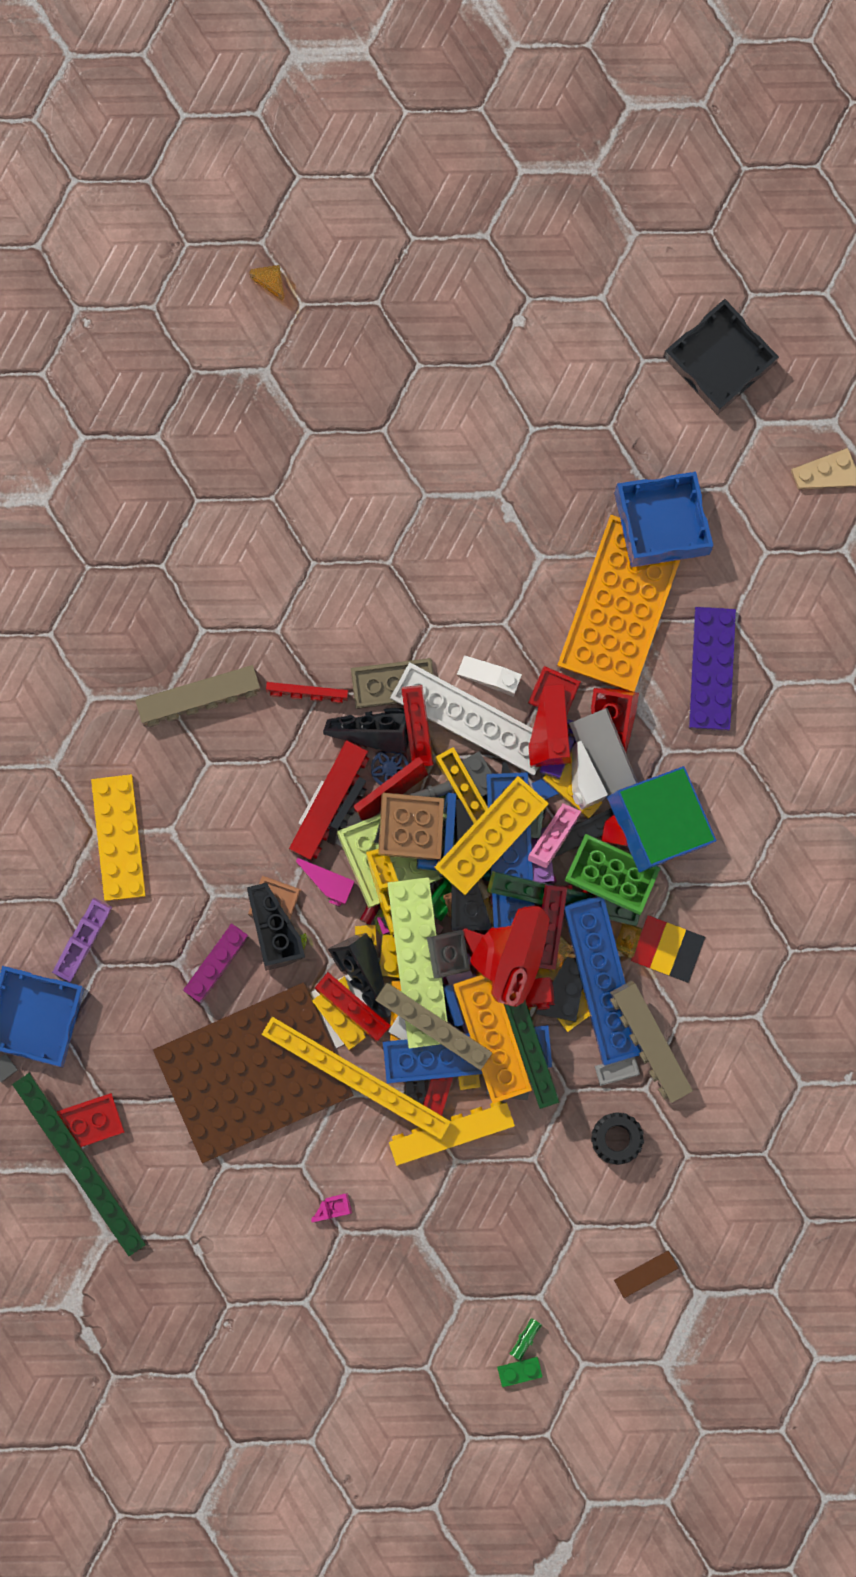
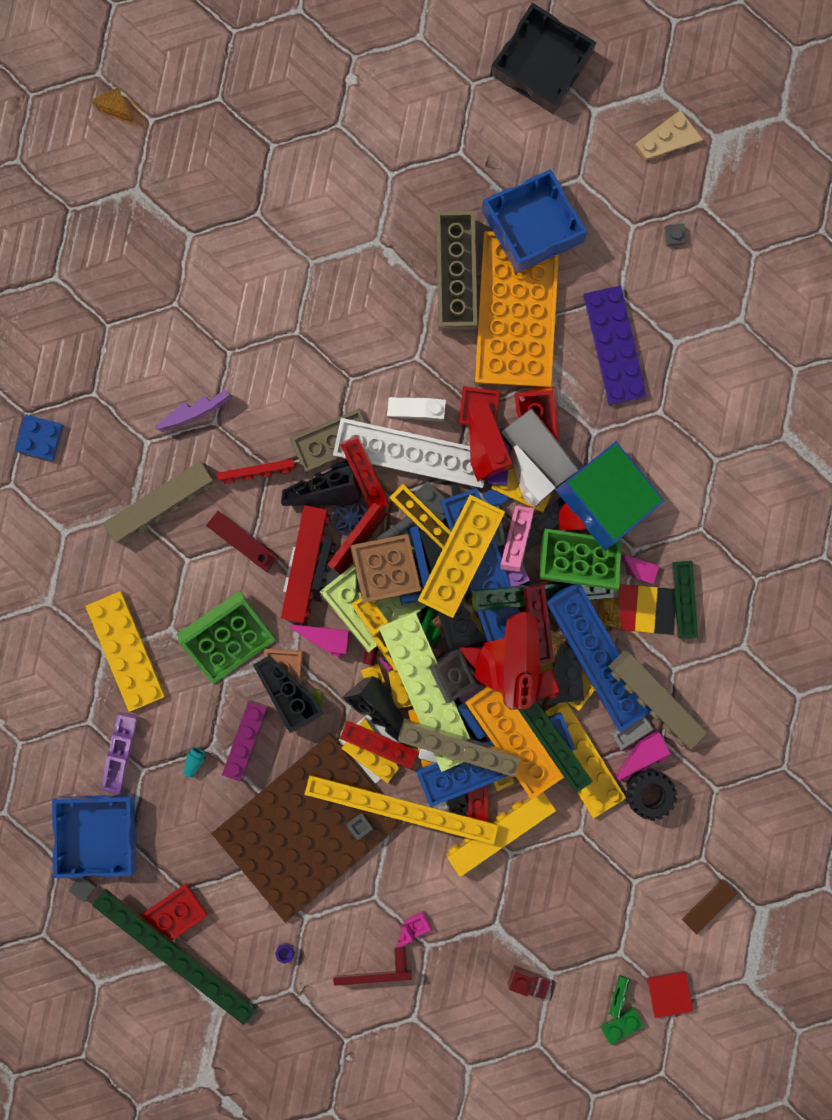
camera: 10 degrees left, 5 degrees up
(93, 594) = (39, 437): none -> blue plate
(156, 970) = (193, 761): none -> teal cone
(192, 1194) = (285, 953): none -> dark purple tile
(226, 852) = (225, 637): none -> bright green slope
(252, 614) = (185, 414): none -> medium lavender slope
(271, 759) = (242, 541): none -> dark red piece
(305, 1250) = (400, 974): none -> dark red piece
(308, 1083) = (359, 826): none -> dark grey plate
(436, 1298) = (528, 982): none -> dark red arch
(564, 1120) = (604, 790): none -> yellow plate
(570, 547) = (456, 270): none -> dark tan brick
(578, 1353) = (670, 994): none -> red tile
(627, 1093) = (646, 751): none -> dark pink slope
(673, 905) = (641, 569): none -> dark pink slope
(710, 949) = (685, 599): none -> dark green plate
(807, 573) = (675, 234): none -> dark grey plate

